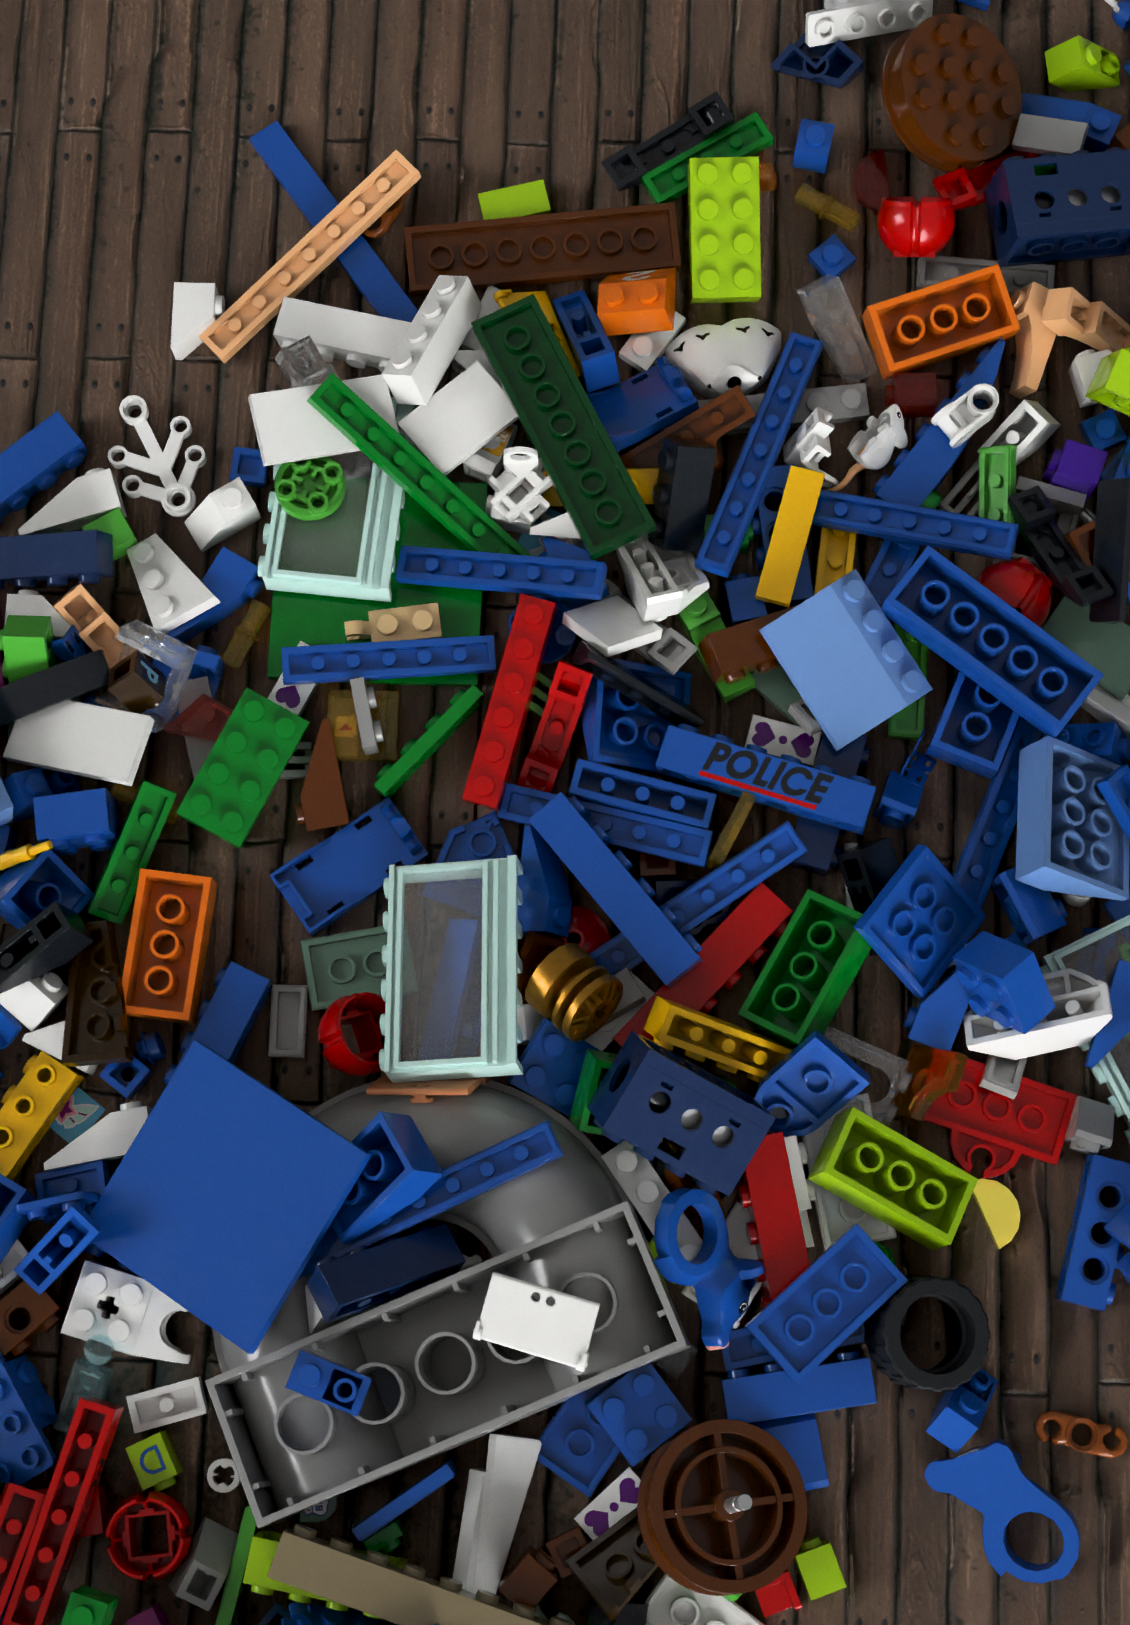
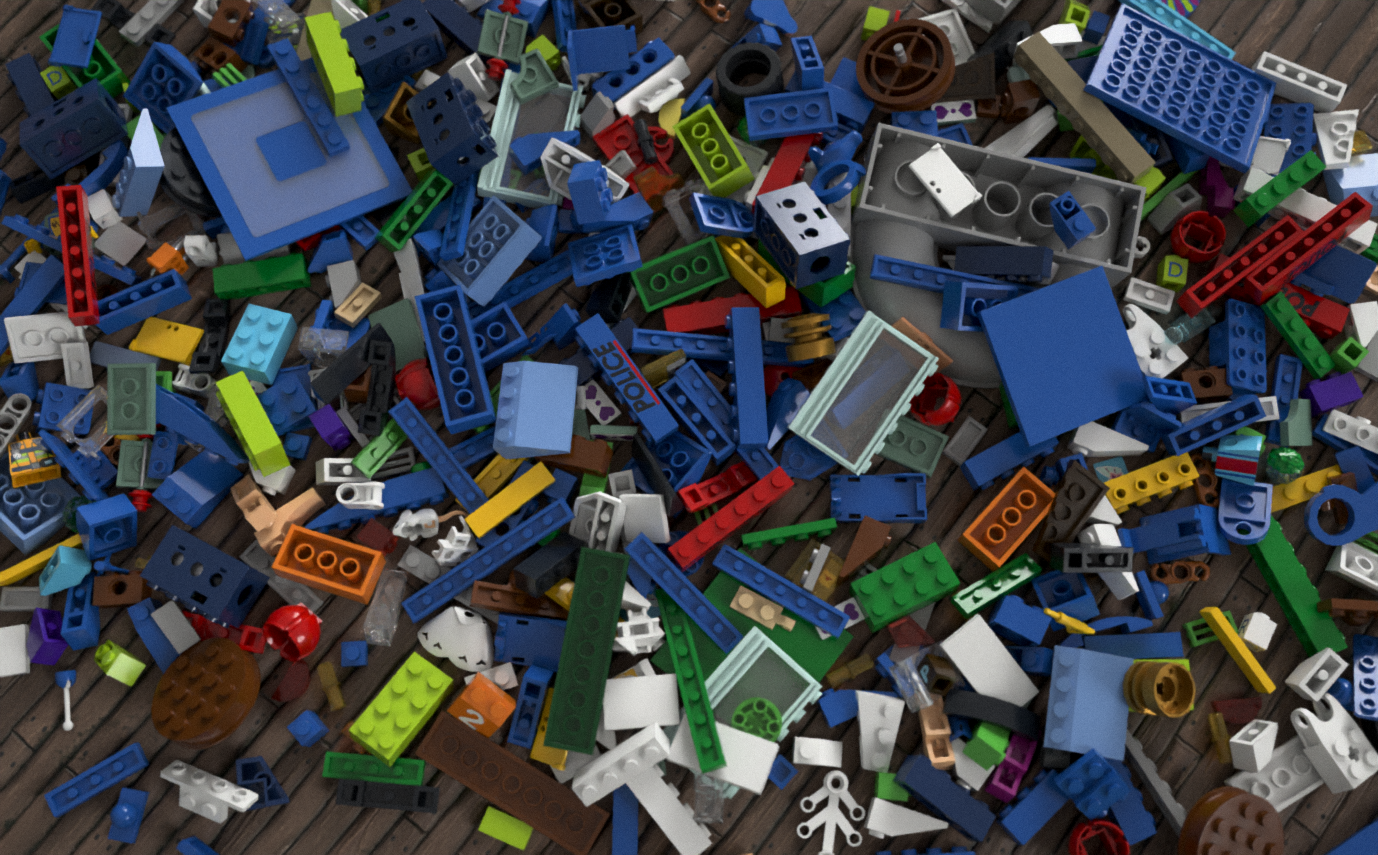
camera: 145 degrees left, 5 degrees down
(734, 714) = (612, 432): none -> sand green tile
(864, 1412) = (807, 63): none -> blue slope
(973, 1257) = (699, 99): none -> blue tile
(998, 1134) = (645, 141): none -> black pin
(1046, 1231) = (654, 90): none -> white bracket

